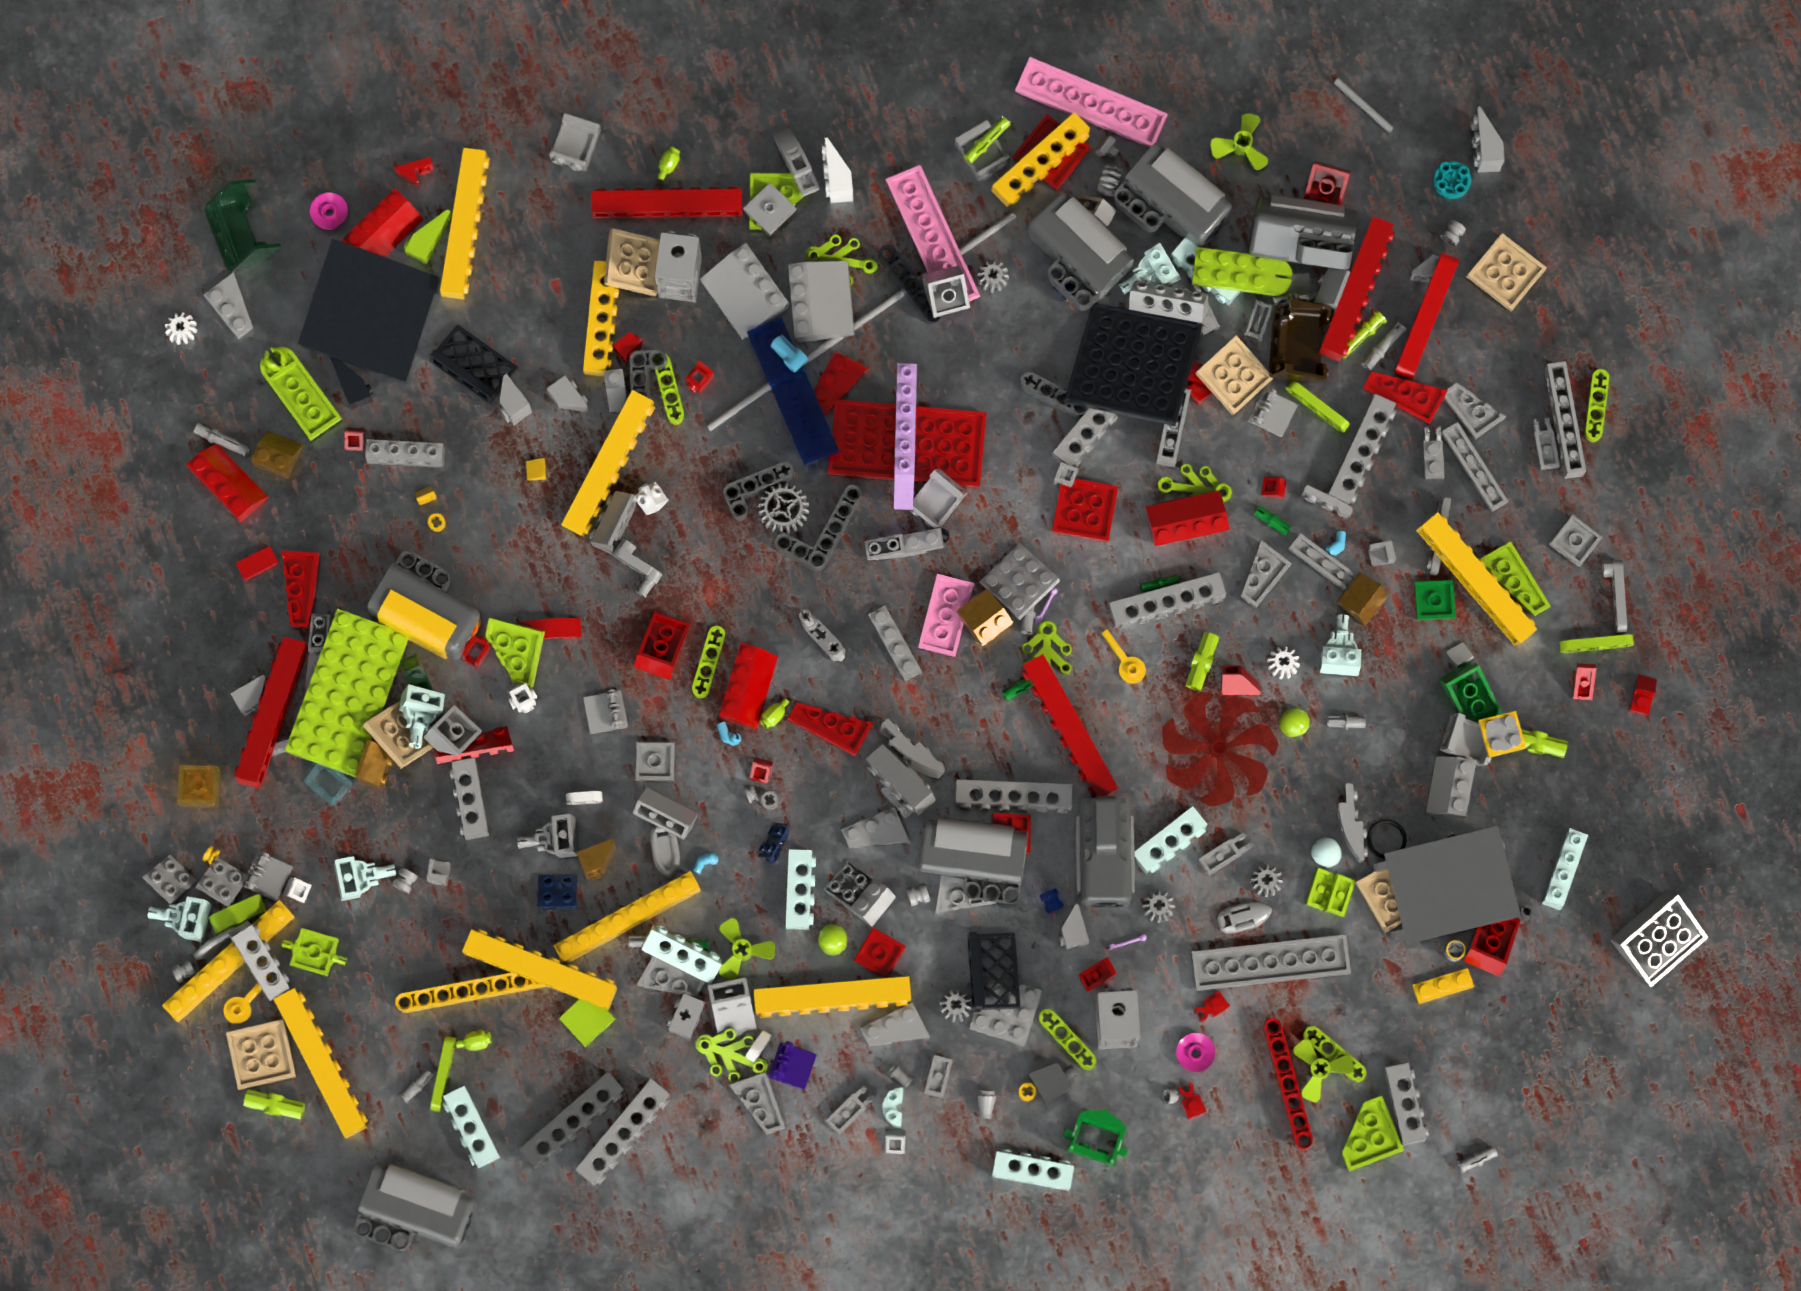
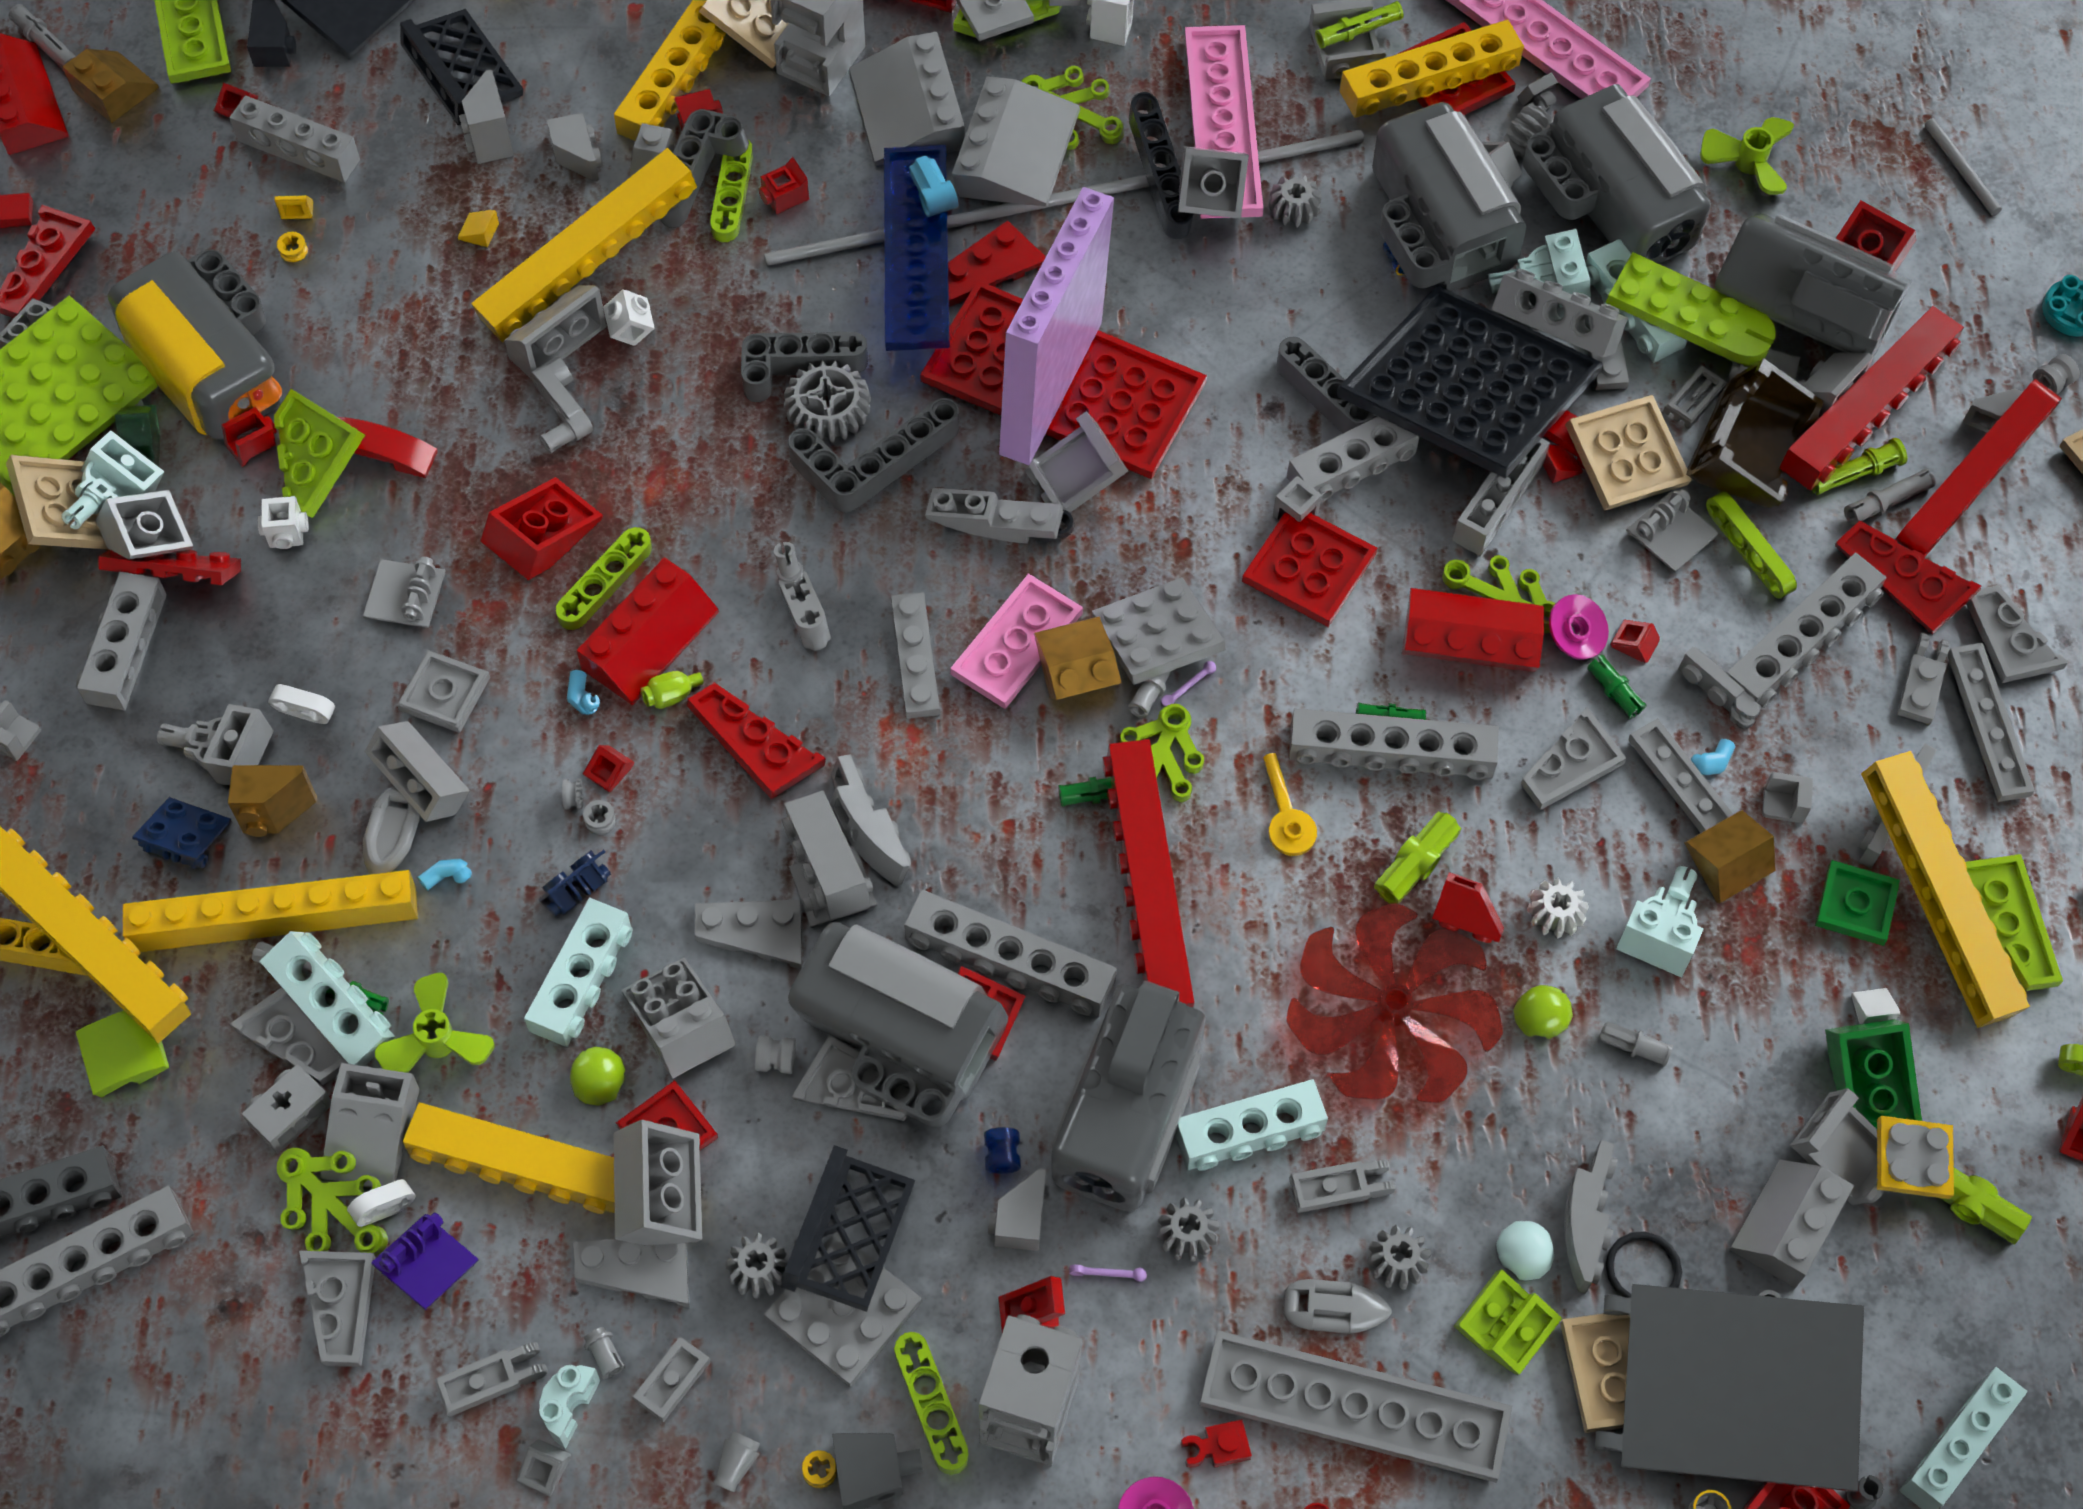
camera: 20 degrees right, 15 degrees down
(893, 987) = (657, 1184): none -> light grey slope
(1248, 493) = (1588, 622): none -> dark pink dish

